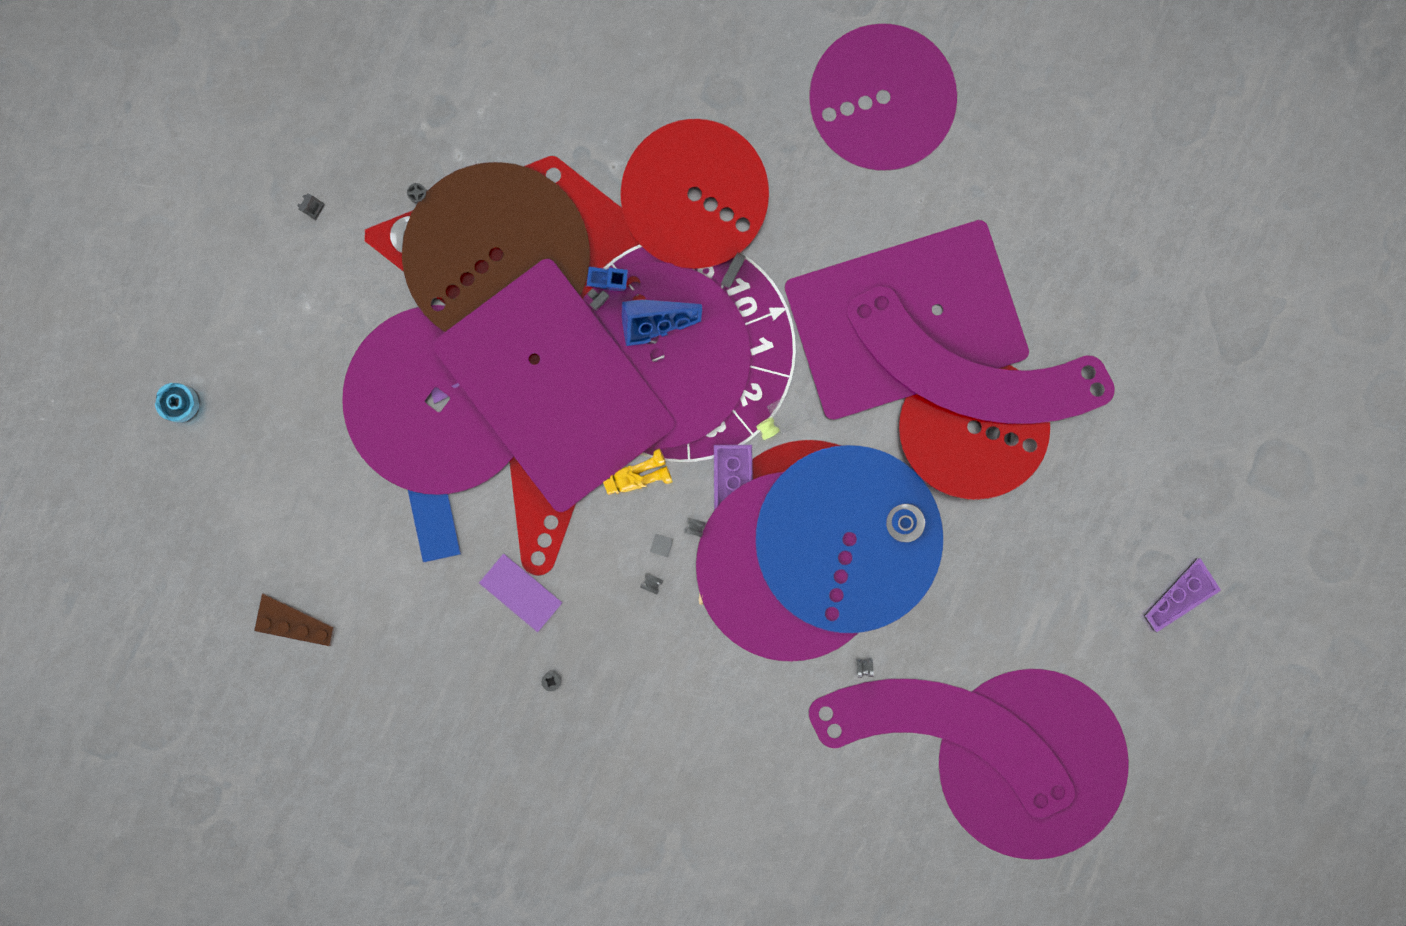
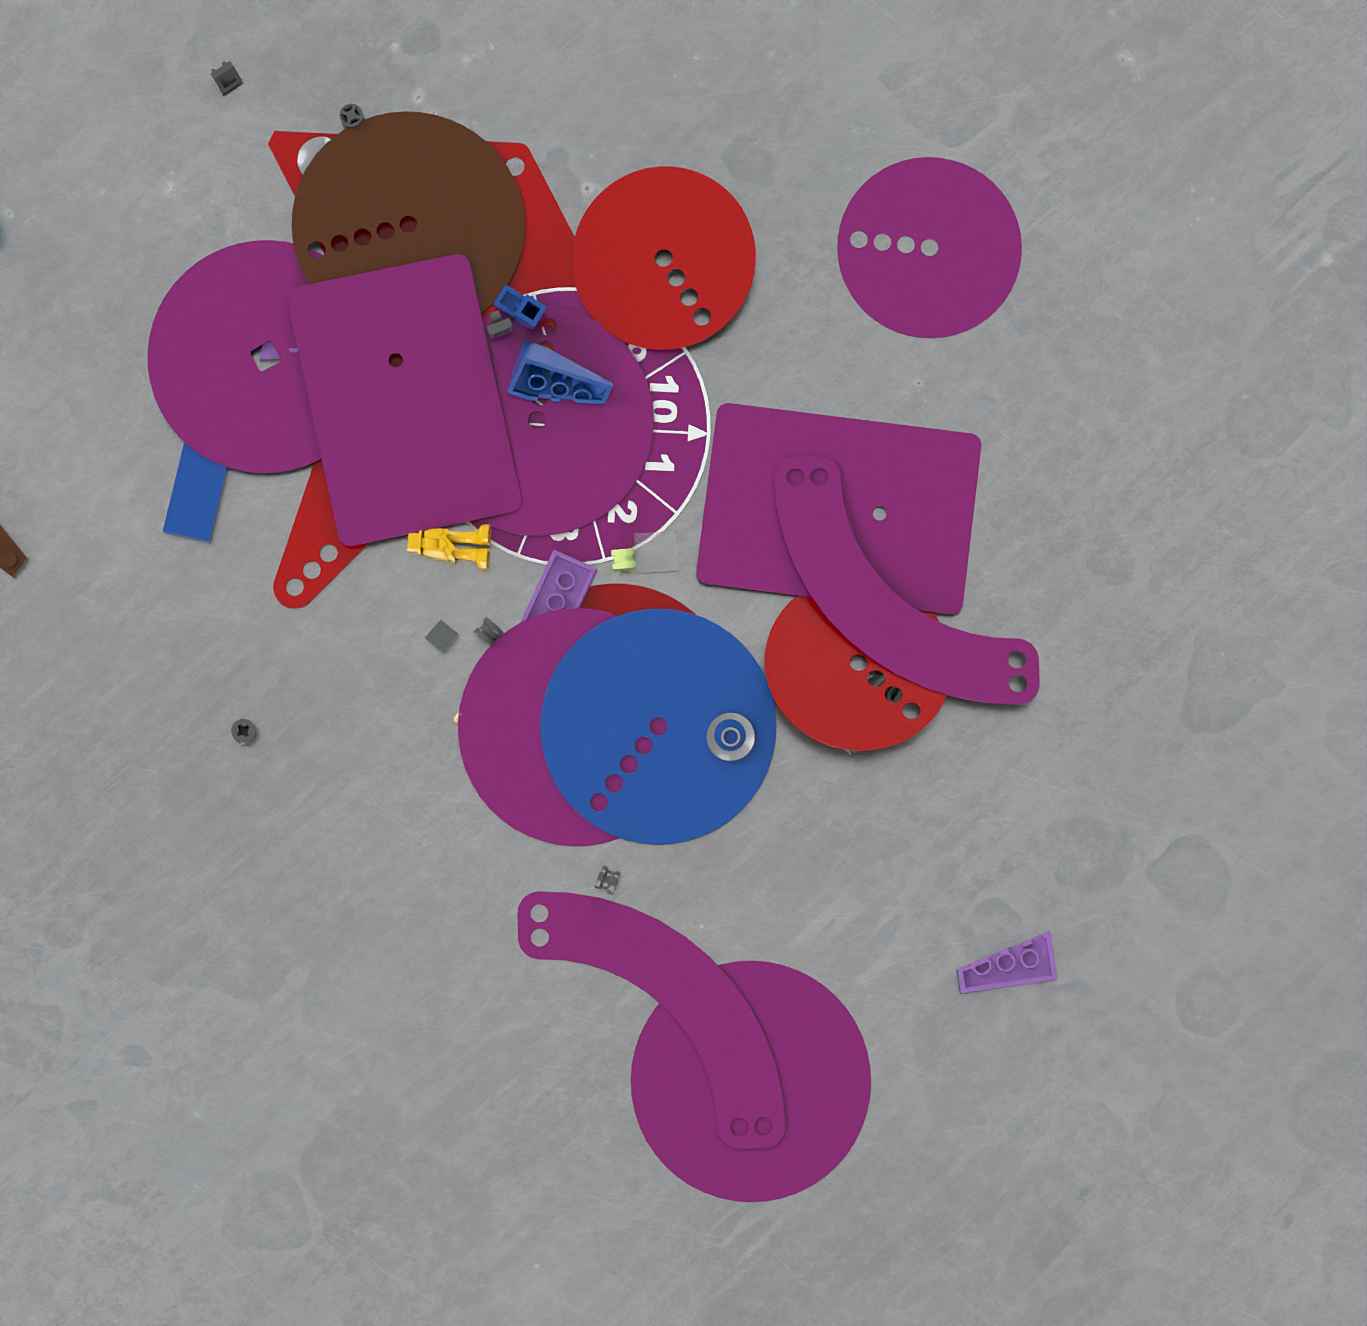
camera: 25 degrees right, 5 degrees down
(520, 592) = (256, 616): medium lavender tile -> none
(651, 583) = (409, 673): dark grey wheel -> none
(733, 270) = (667, 363): dark grey beam -> none

